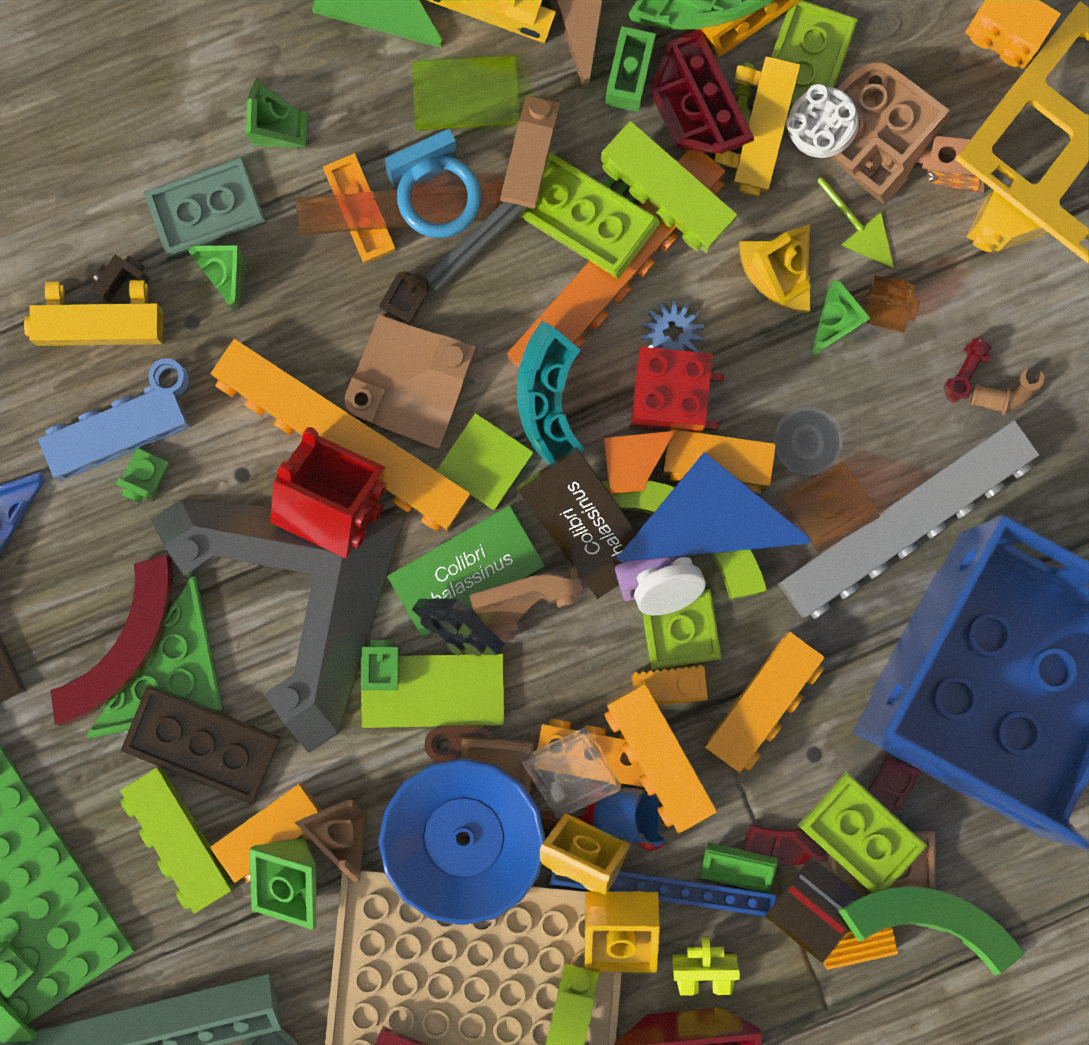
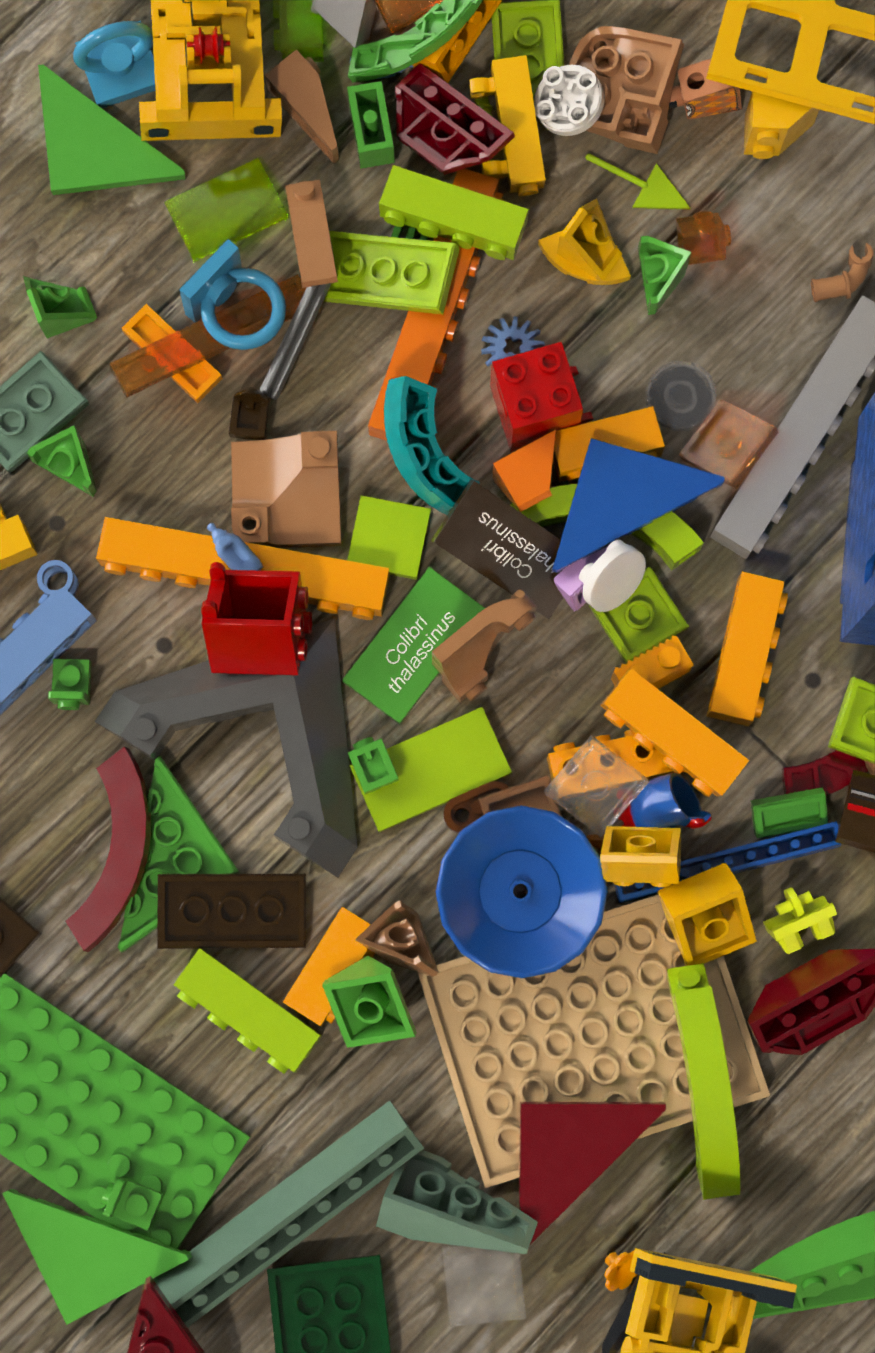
camera: 25 degrees left, 5 degrees down
(336, 420) = (233, 550): none -> medium blue piece
(458, 627) = (430, 694): black plate -> none
(960, 386) = (798, 288): dark red bar -> none

